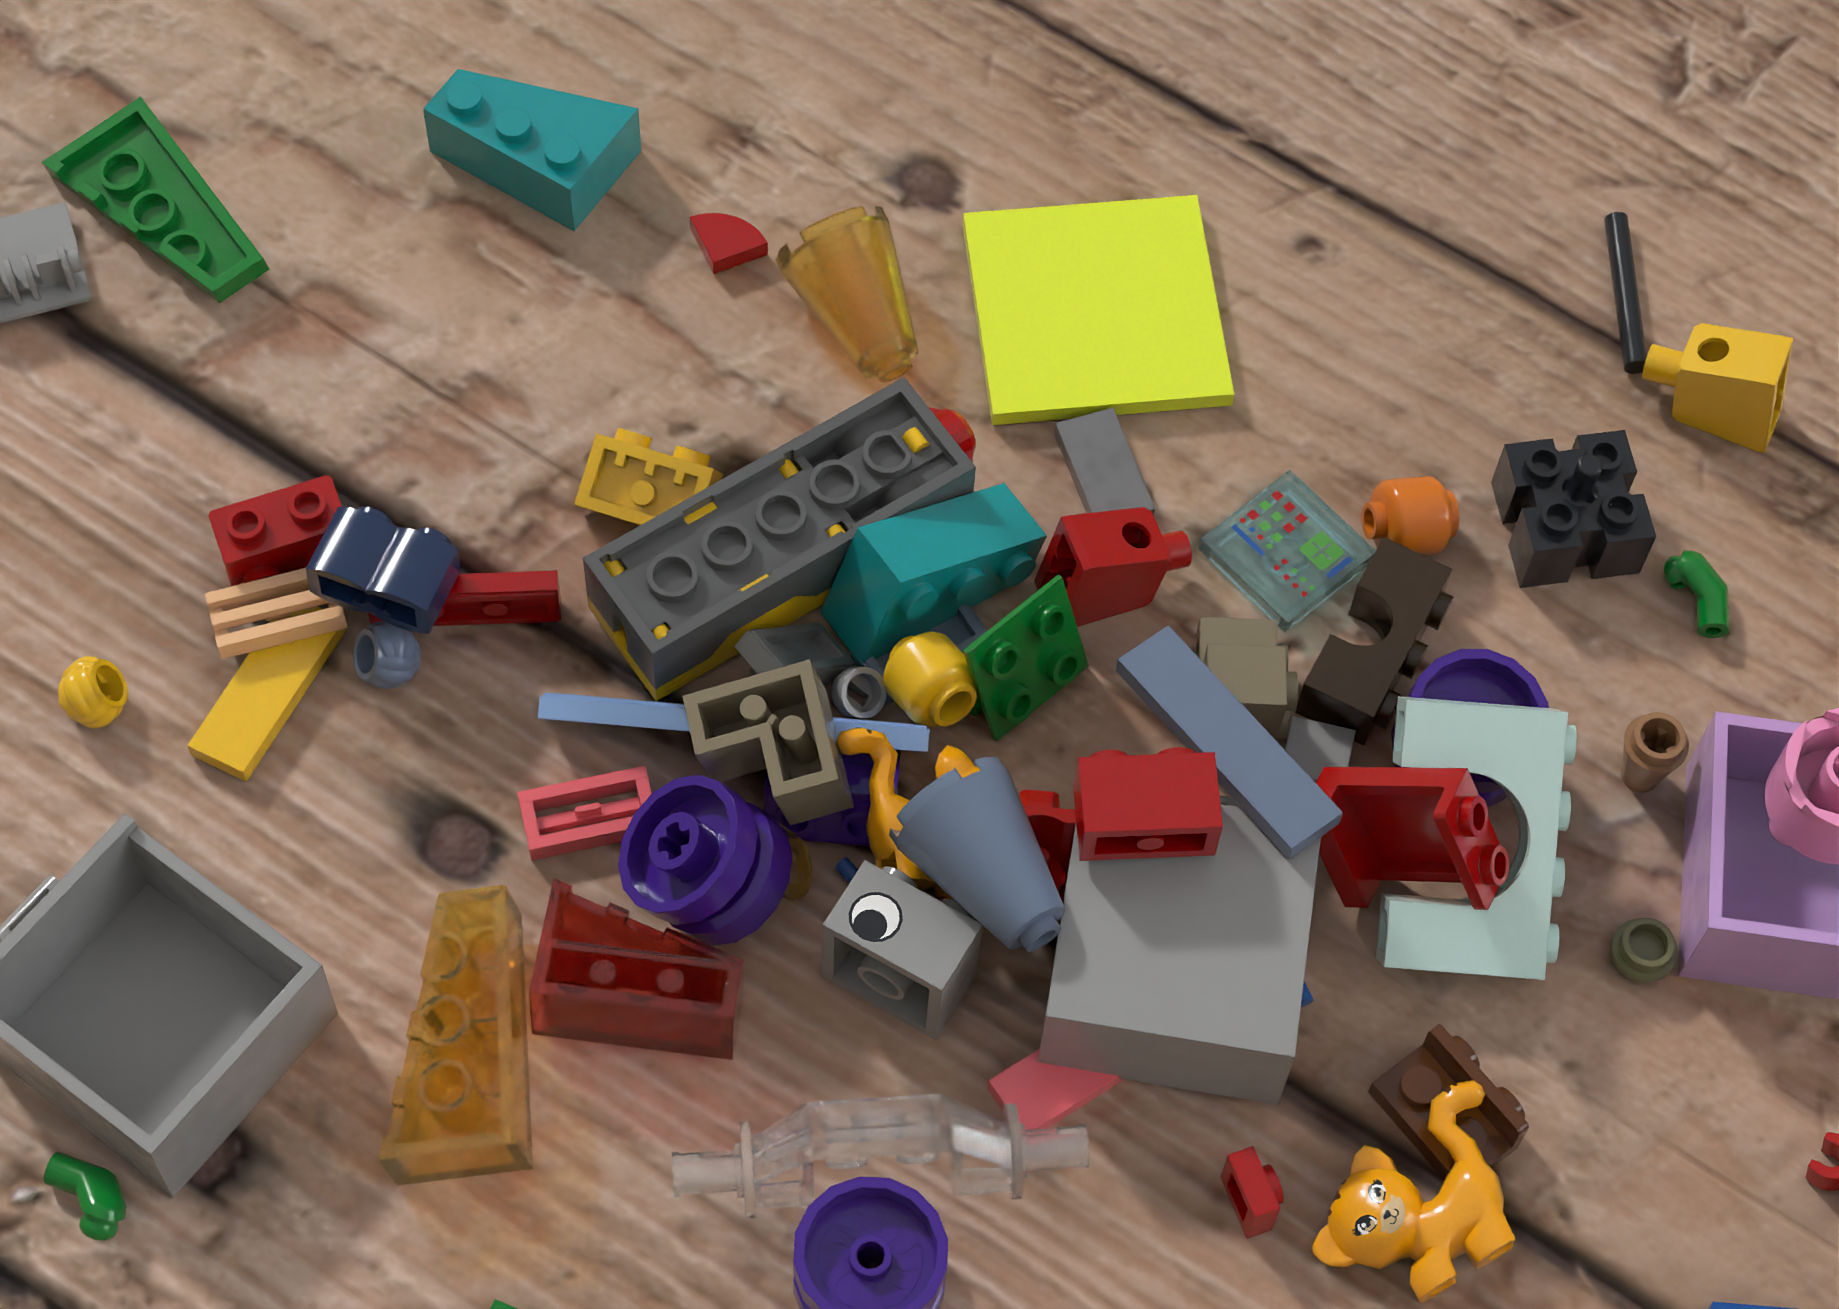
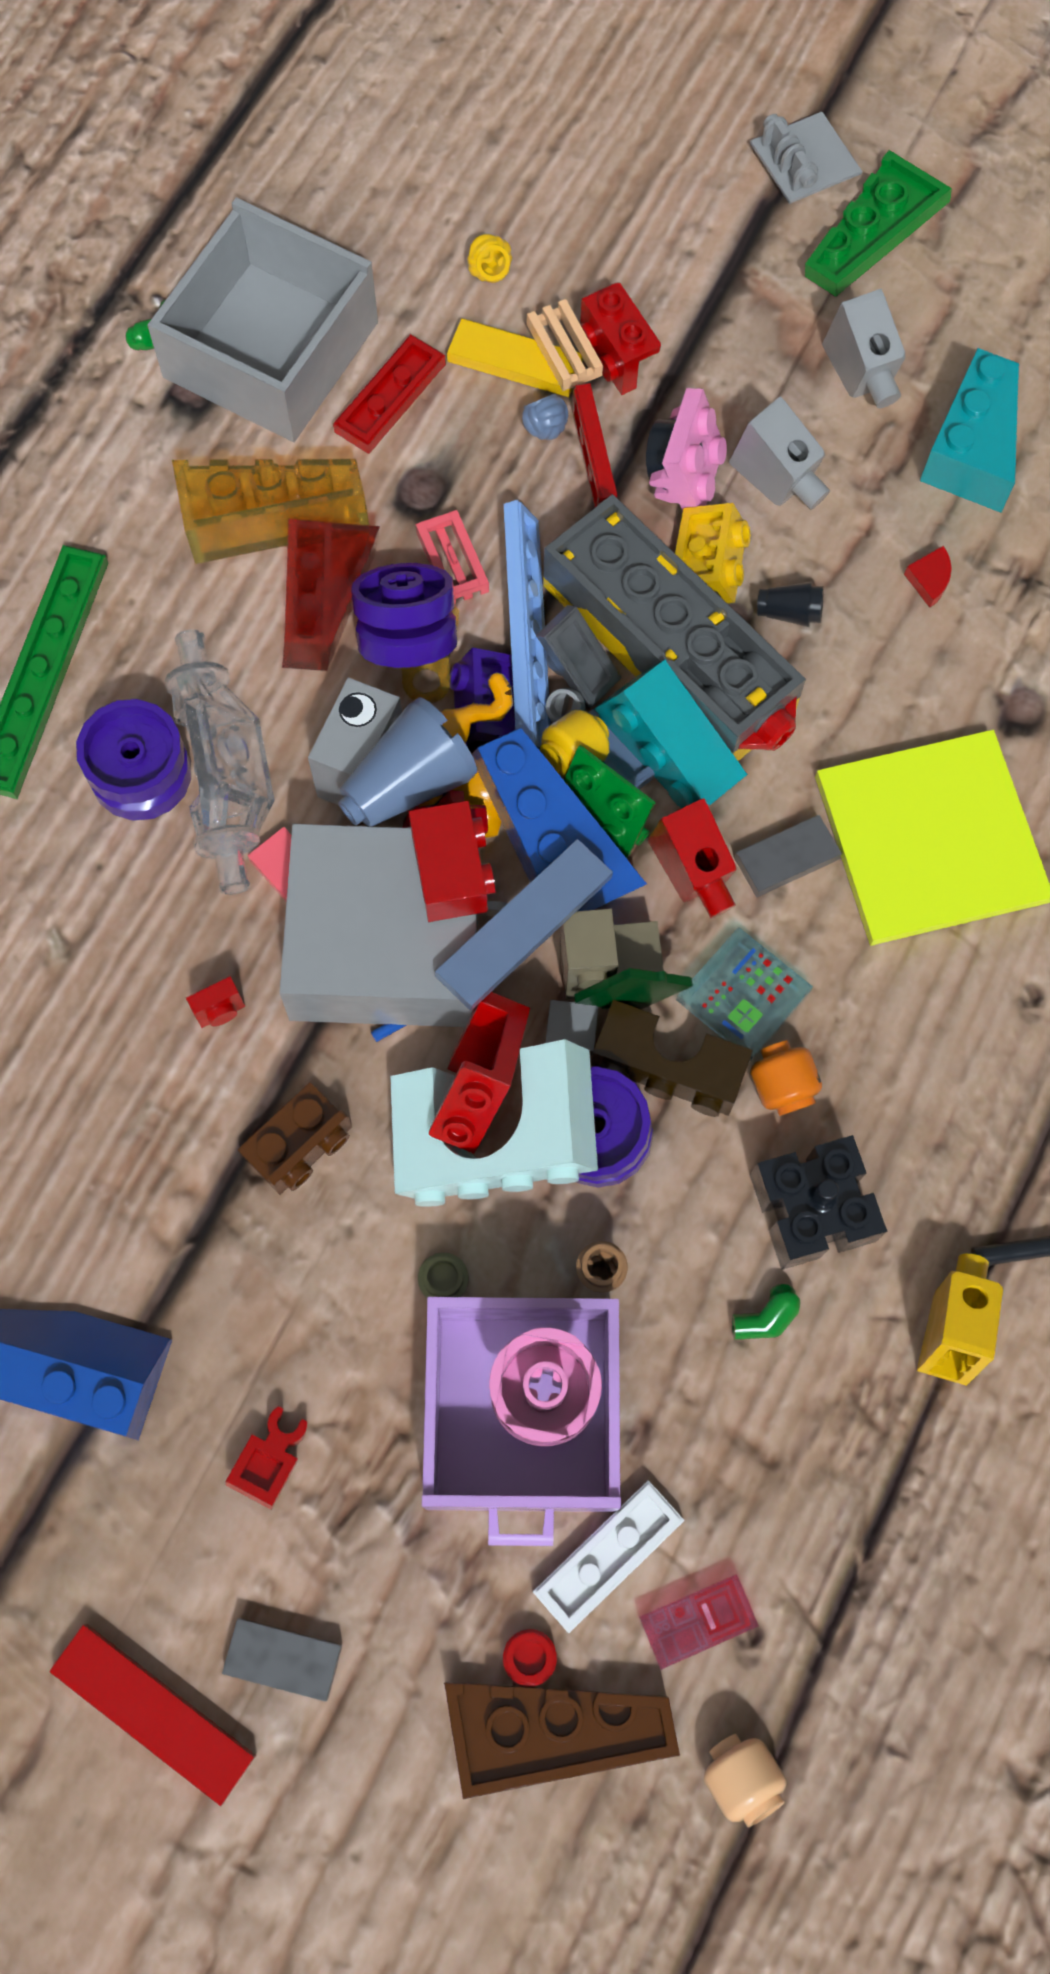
camera: 85 degrees right, 10 degrees up
(289, 865) = (389, 394): none -> red tile
(382, 240) = (866, 348): none -> light grey torso
(384, 568) = (588, 383): dark blue brick -> none
(501, 481) = (686, 452): none -> bright pink piece
(529, 370) = (781, 457): none -> light grey torso
(745, 399) = (792, 603): none -> black cone
(777, 725) = (493, 638): dark tan brick -> none
(855, 289) = (897, 656): clear yellow cone -> none
(1051, 717) = (545, 814): none -> blue wedge
(1300, 647) = (634, 988): none -> dark green piece
(1383, 1217) = (205, 1094): light orange animal -> none

